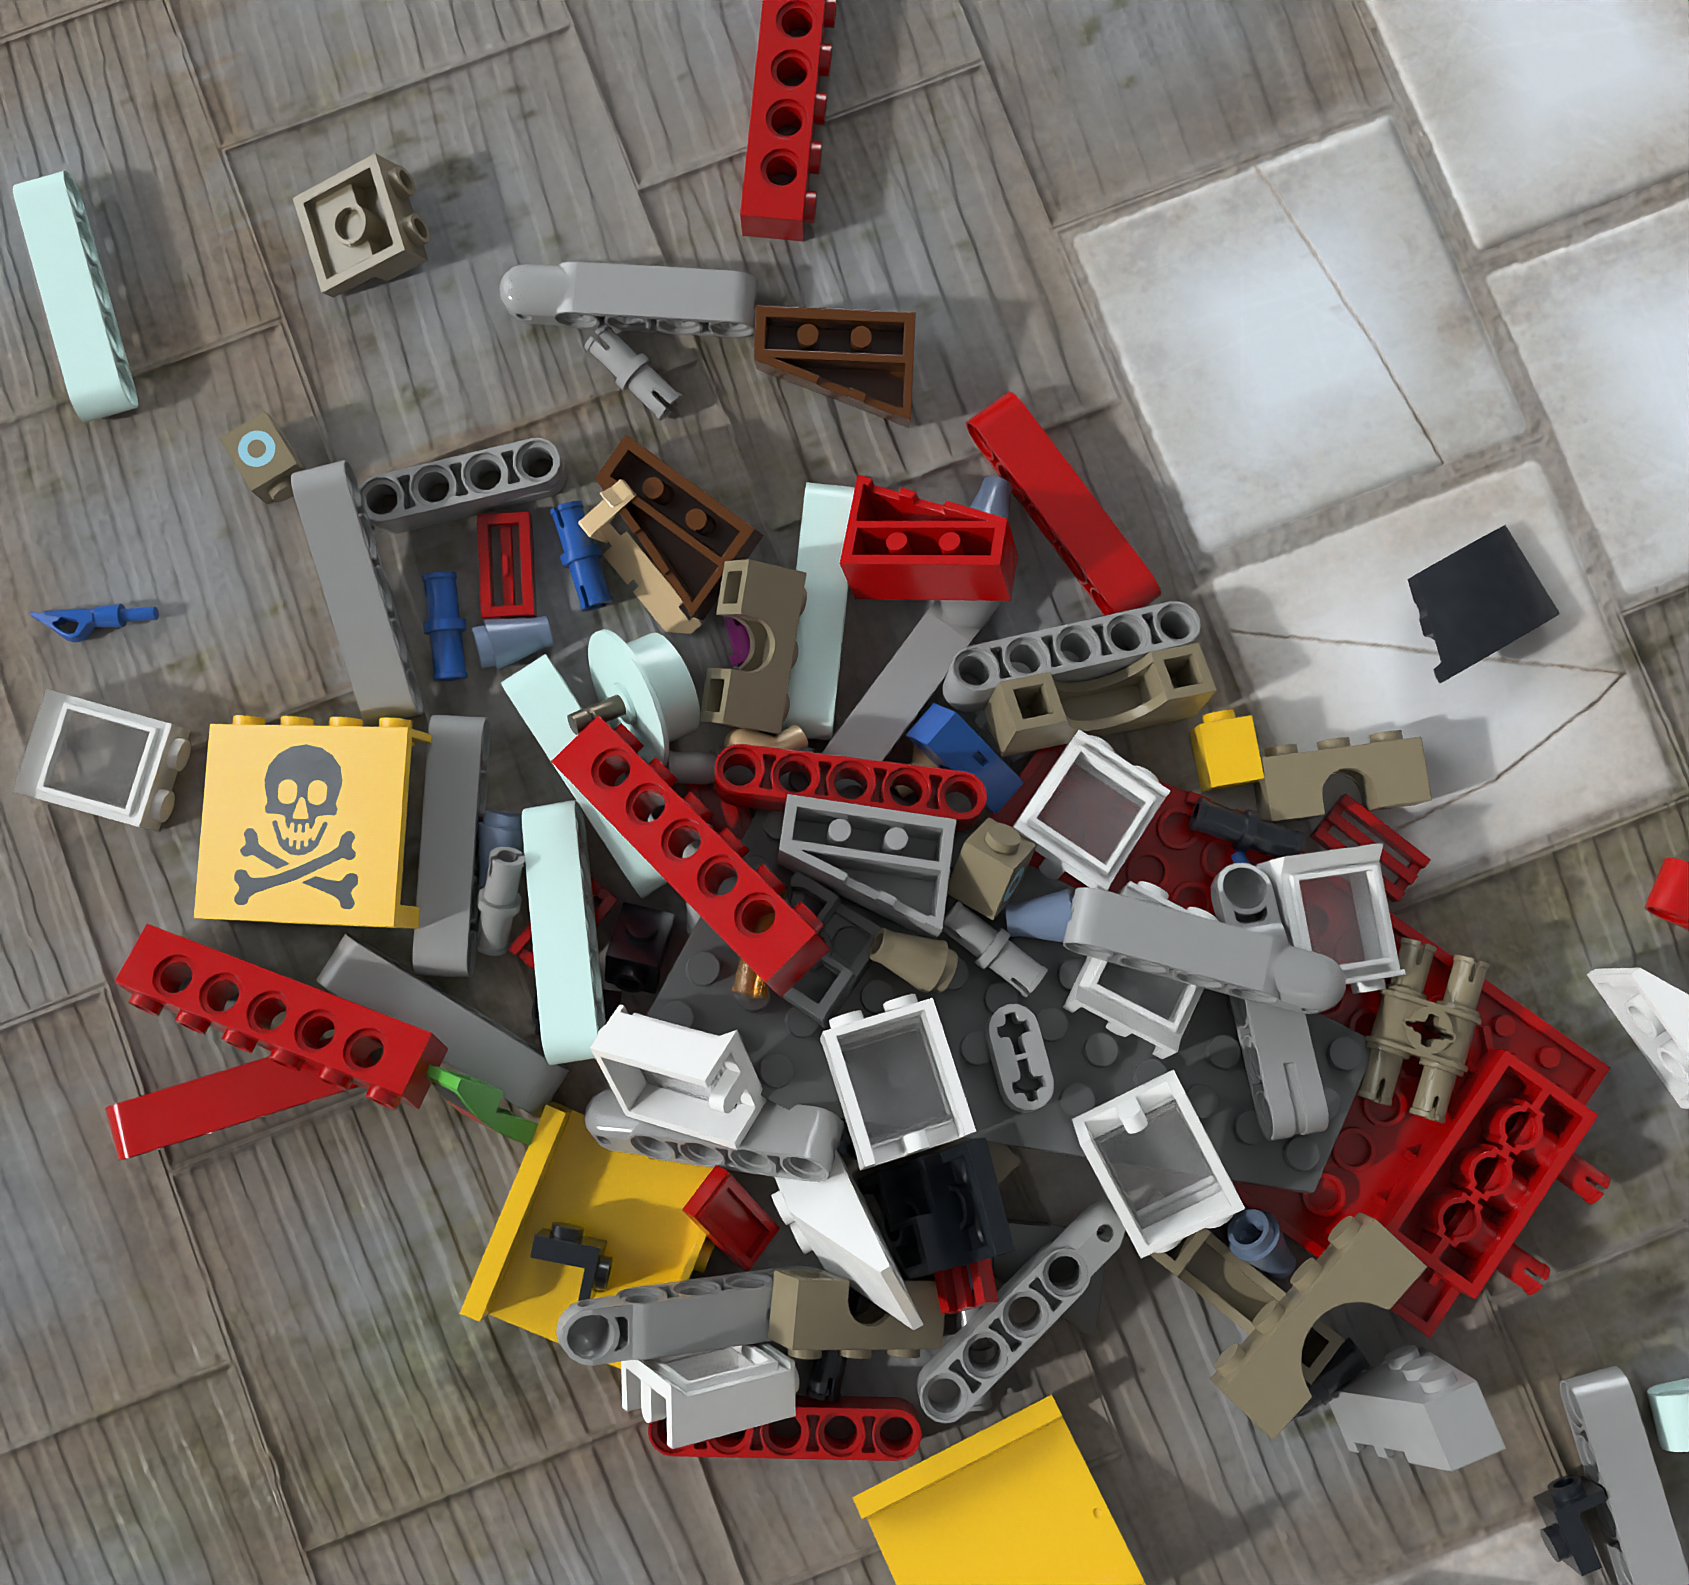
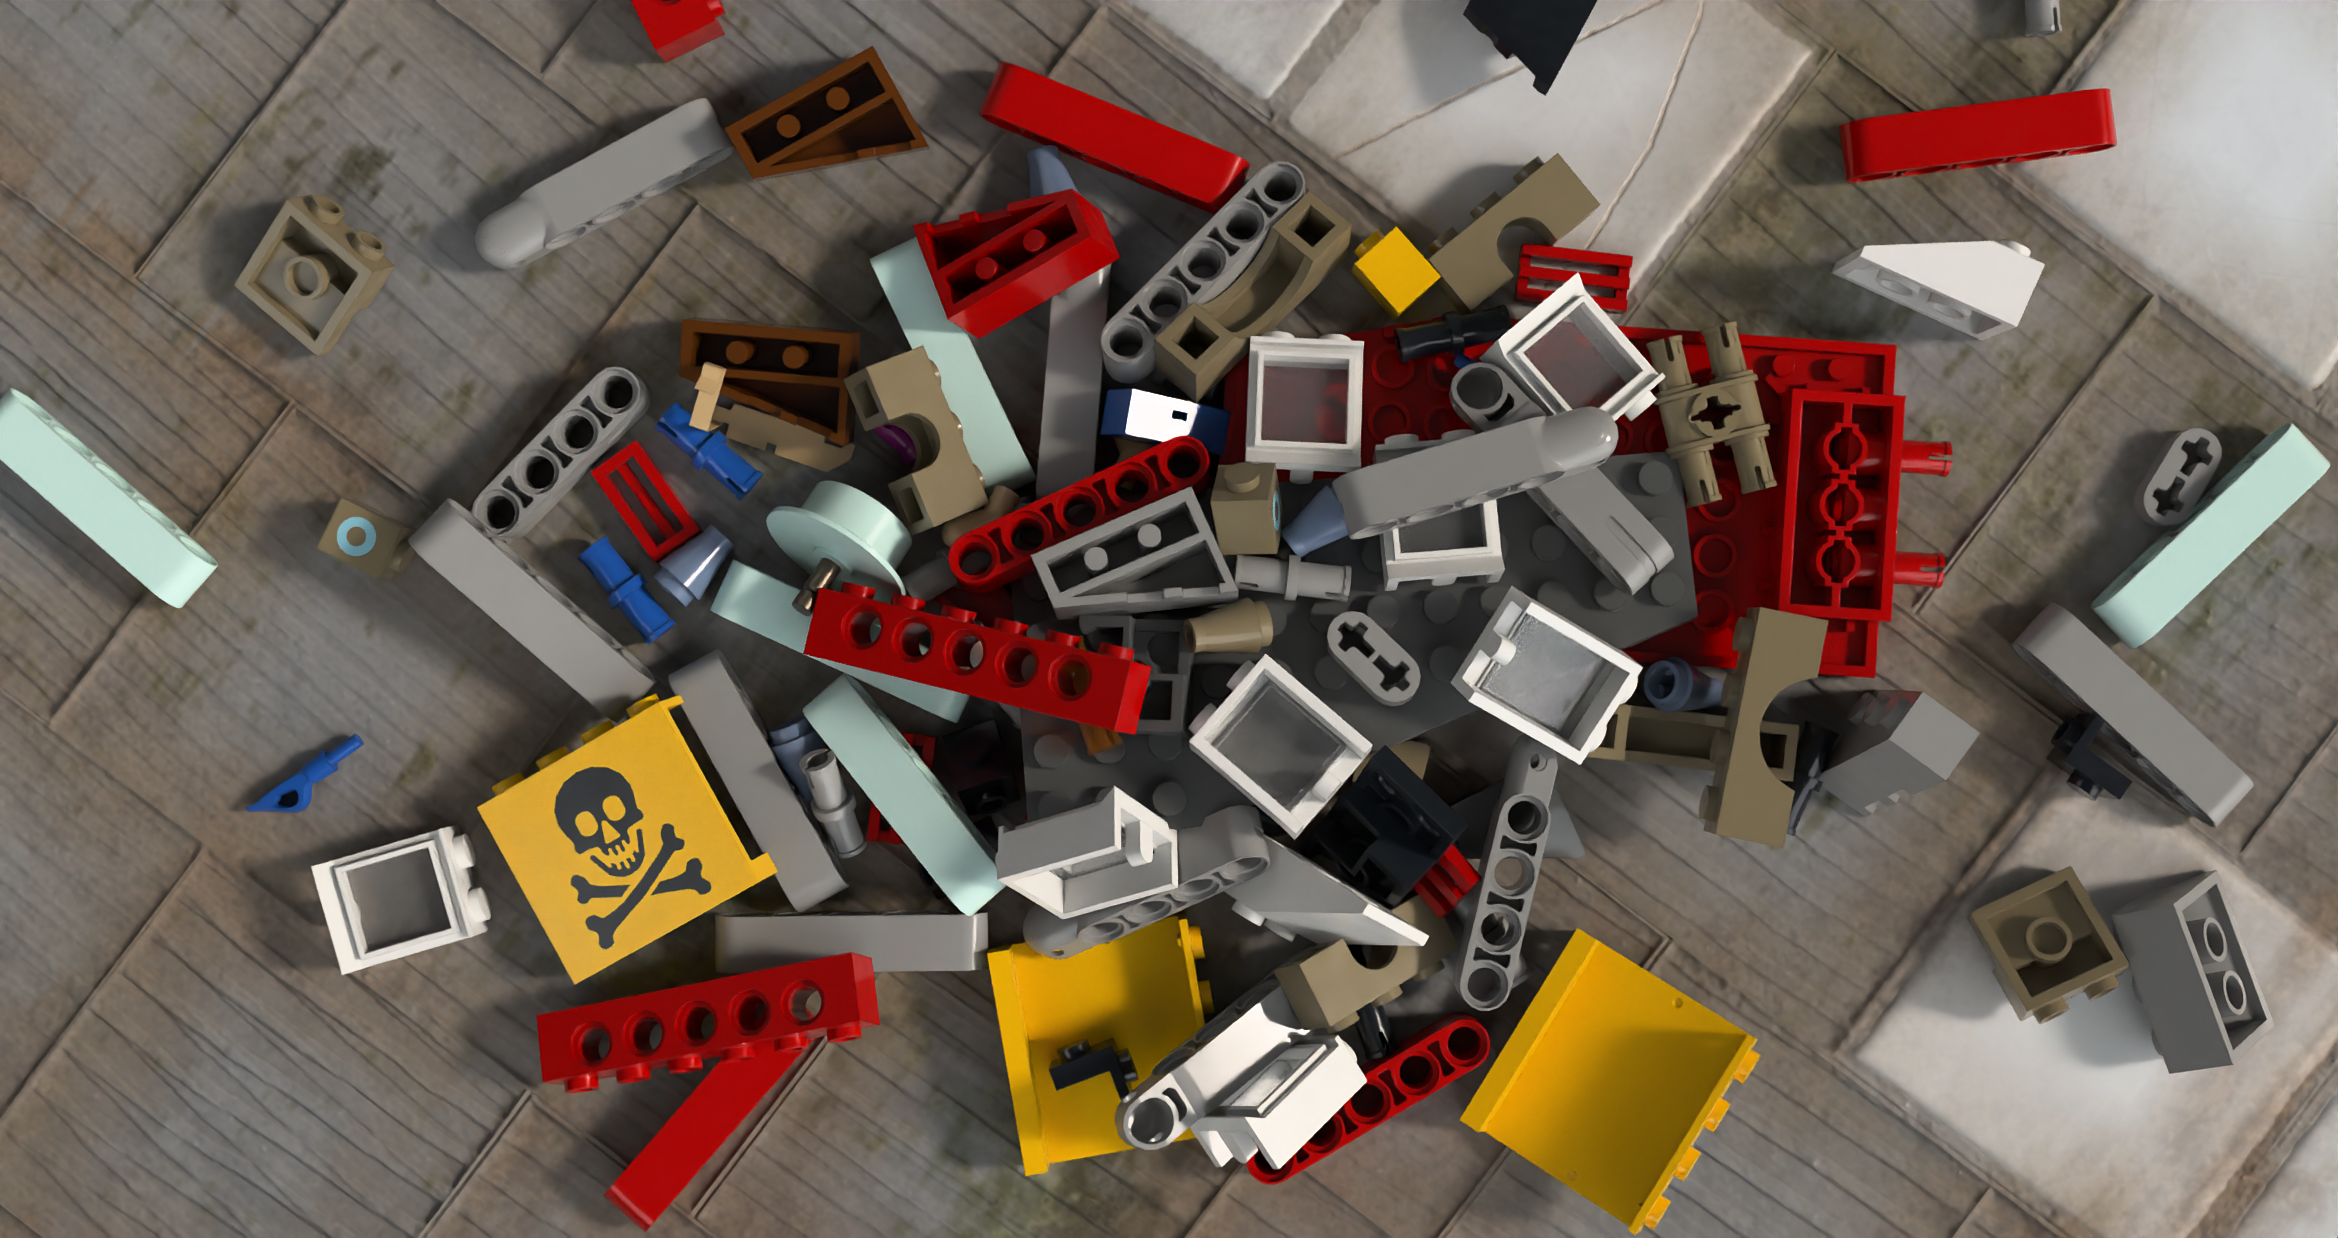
camera: 30 degrees left, 5 degrees up
(480, 1103) = (930, 987): bright green slope -> none
(633, 372) = (648, 253): light grey pin -> none
(731, 1218) = (1209, 950): red tile -> none

